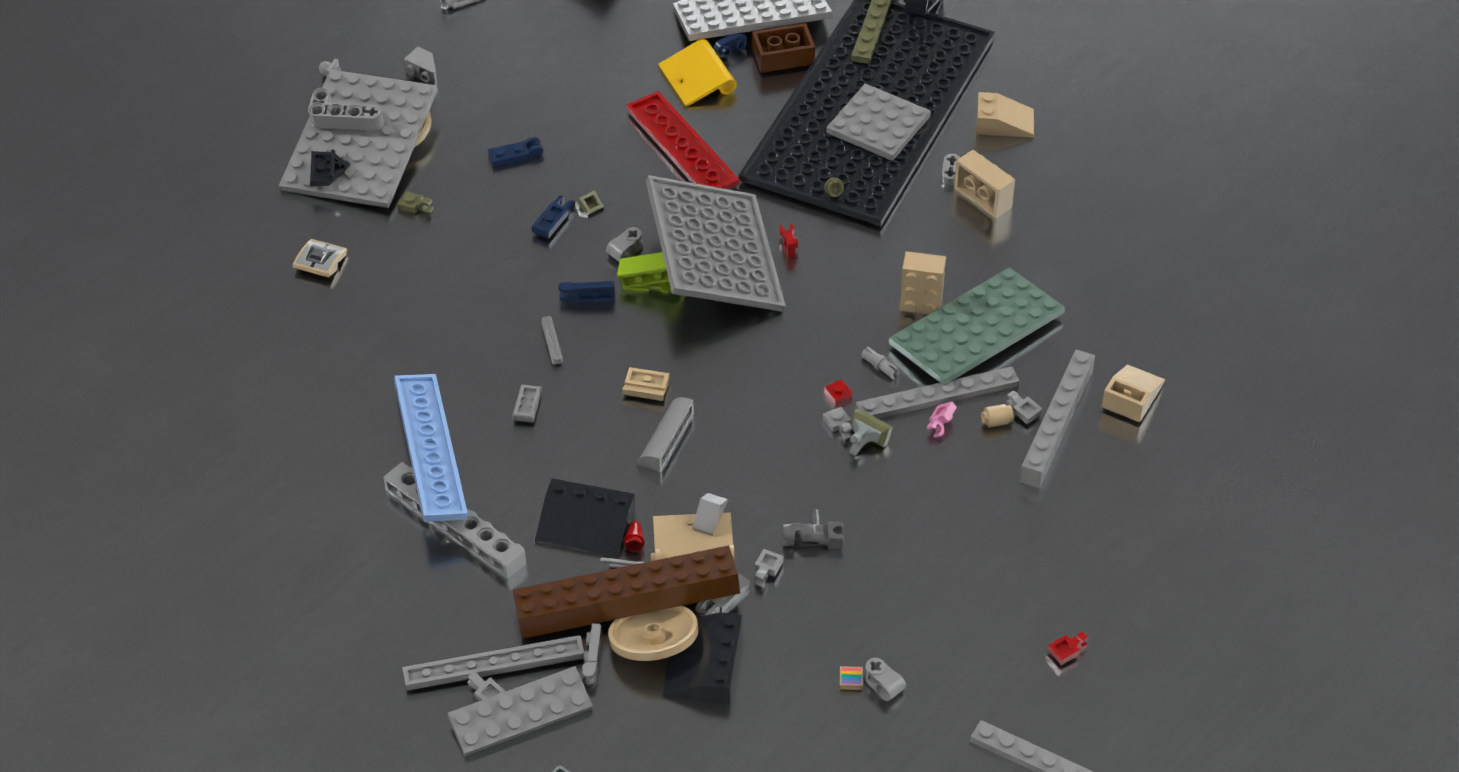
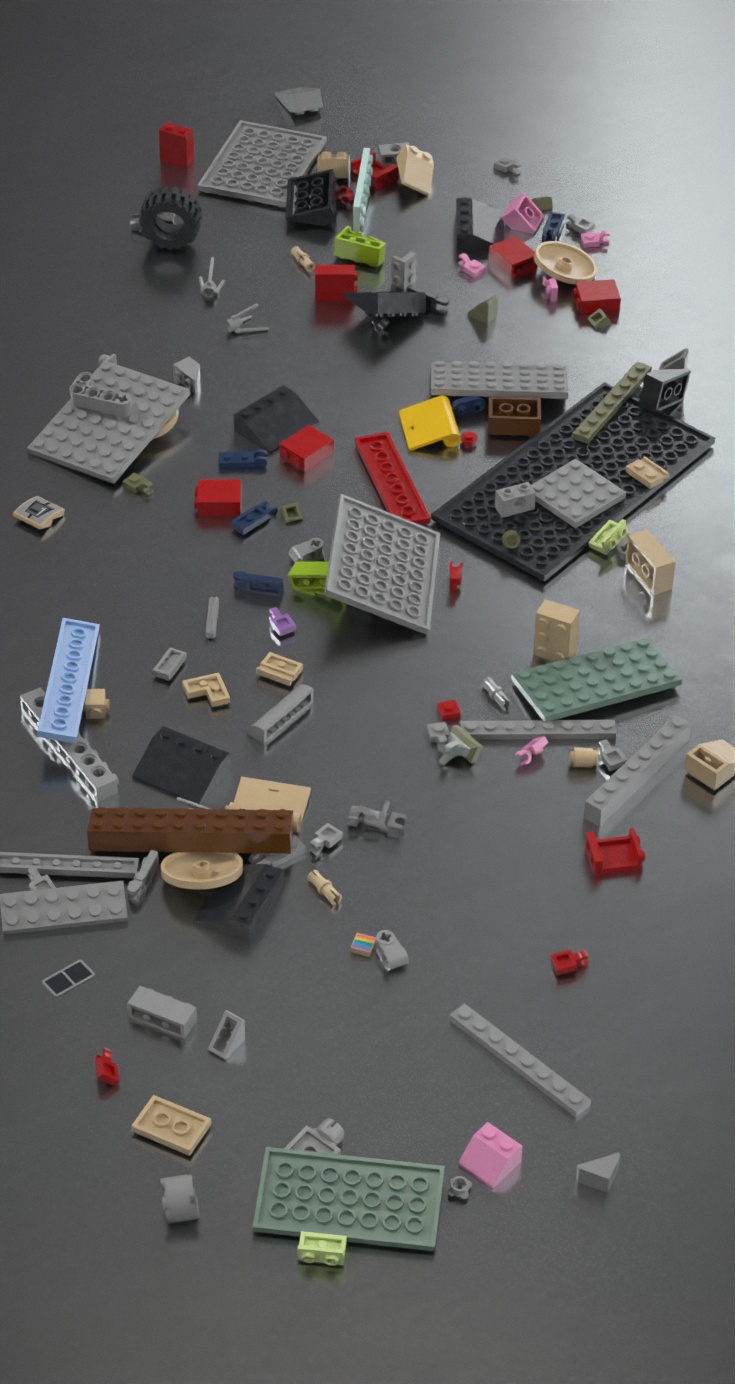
camera: 15 degrees right, 5 degrees down
(326, 168) = (70, 439): black slope -> none
(468, 466) = (96, 704): none -> tan brick
(507, 201) = (218, 497): none -> red brick
(534, 101) = (273, 419): none -> black slope
(580, 126) = (306, 448): none -> red brick
(580, 419) = (209, 685): none -> tan plate
(628, 331) = (281, 623): none -> medium lavender plate
(634, 537) = (217, 791): red cone -> none
(709, 513) = (290, 783): light grey slope -> none
(744, 81) = (469, 438): none -> red plate
(786, 622) = (324, 887): none -> tan pin
(822, 142) = (515, 499): none -> light grey brick
(929, 163) = (608, 536): none -> yellowish green bracket
(942, 84) = (647, 472): none -> tan plate
(1003, 116) = (693, 510): tan slope -> none
(1068, 515) = (615, 853): none -> red panel

